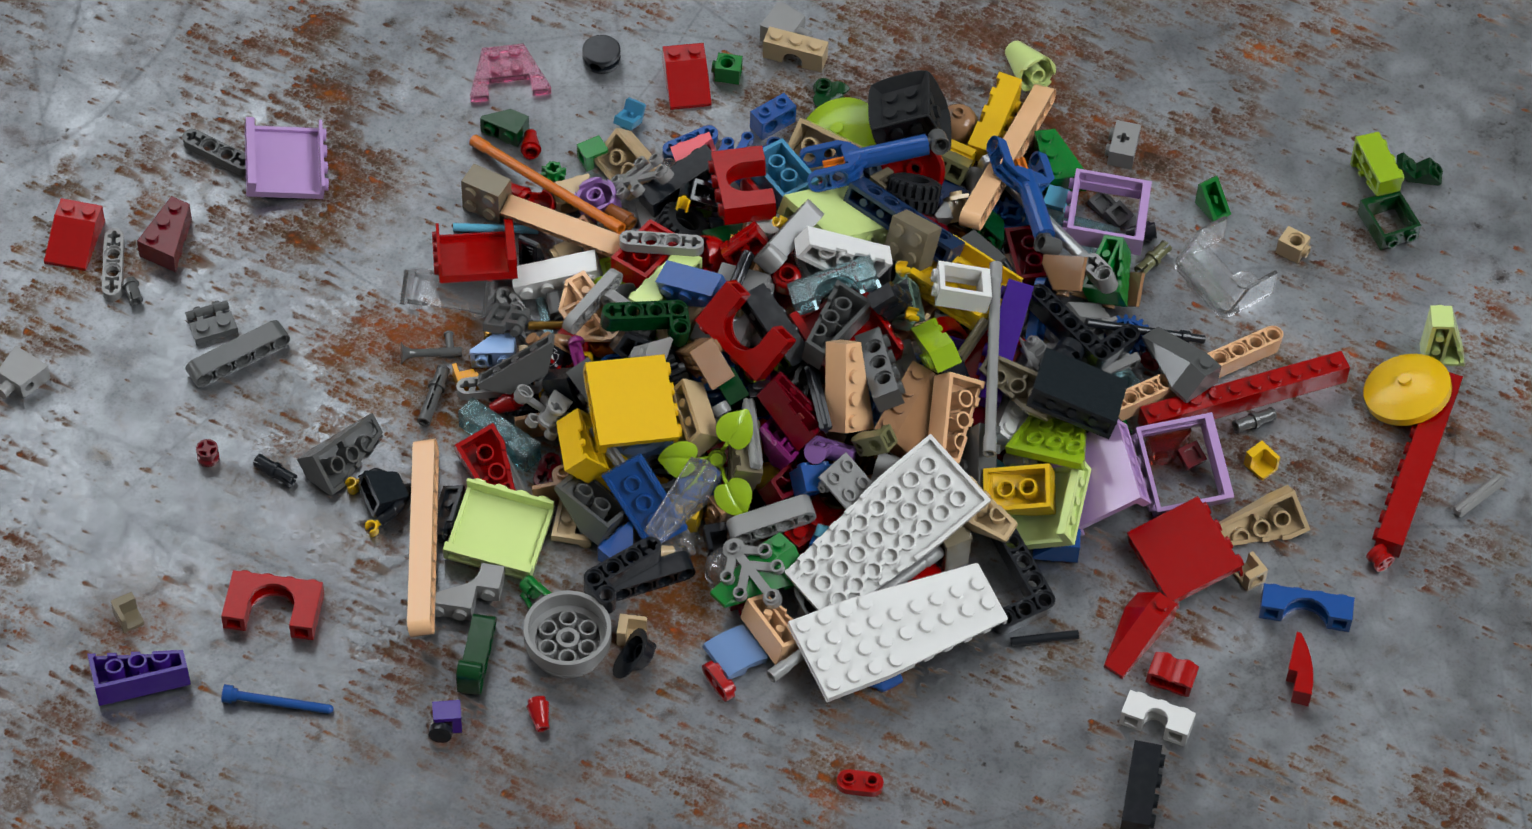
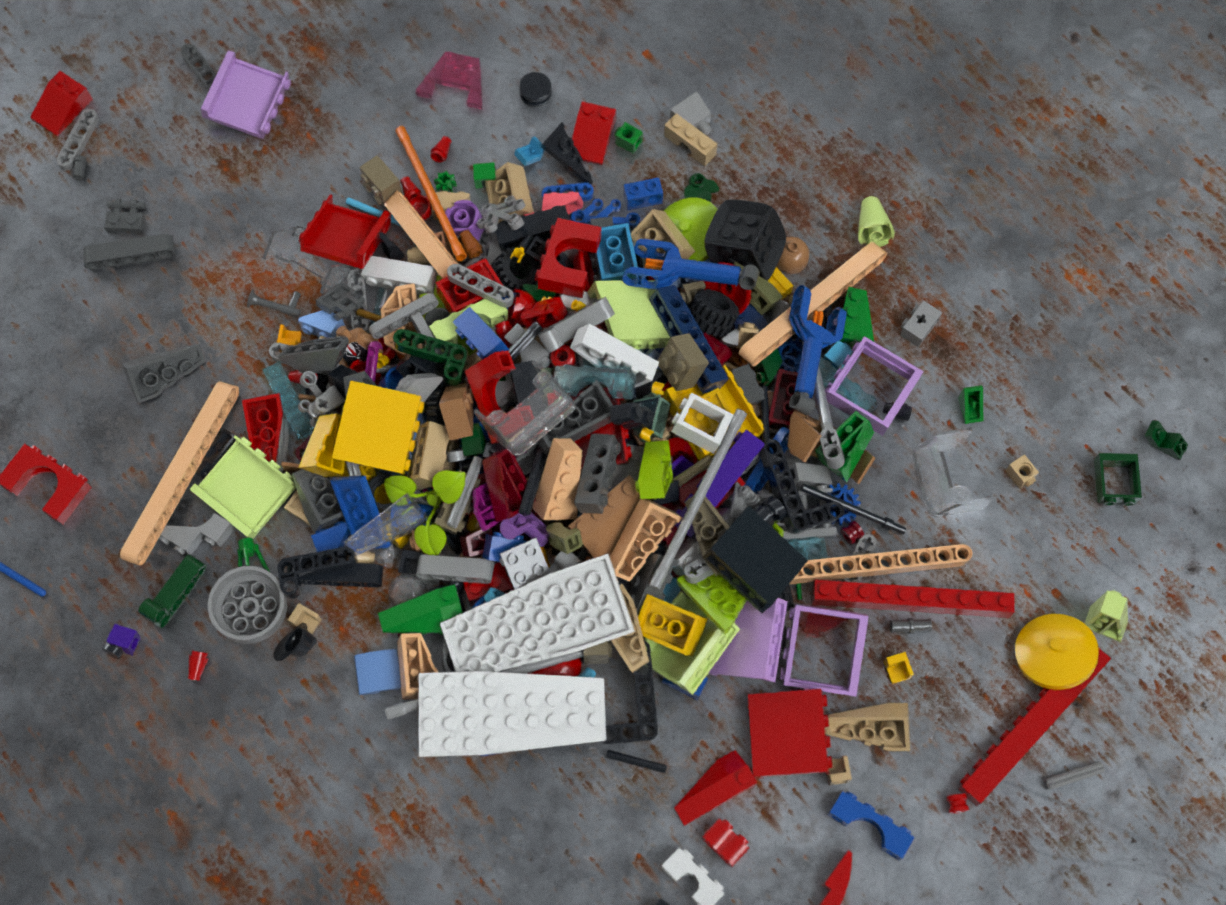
camera: 25 degrees right, 15 degrees up
(166, 234) = (127, 128): dark red wedge -> none
(210, 448) = (61, 325): dark red wheel -> none
(275, 470) = (106, 364): black pin -> none
(383, 494) = (173, 420): black torso -> none
(436, 388) = (253, 349): dark grey pin -> none
(505, 126) = (429, 126): dark green slope -> none
(670, 103) = (564, 151): none -> black wing
(715, 676) = (352, 701): red plate -> none
(751, 569) = (414, 610): light grey plant -> none
(792, 333) = (532, 416): none -> clear windscreen
(859, 784) = (418, 836): red plate -> none
(998, 113) = (825, 261): yellow wedge -> none
(1024, 428) = (700, 567): none -> light grey beam
(1110, 210) = (881, 379): dark grey slope -> none
(1153, 258) = (895, 439): olive pin -> none
(1184, 365) = (867, 558): dark grey wedge -> none
(1191, 455) = (839, 641): dark red tile -> none
(1377, 164) = (1128, 426): lime wedge -> none

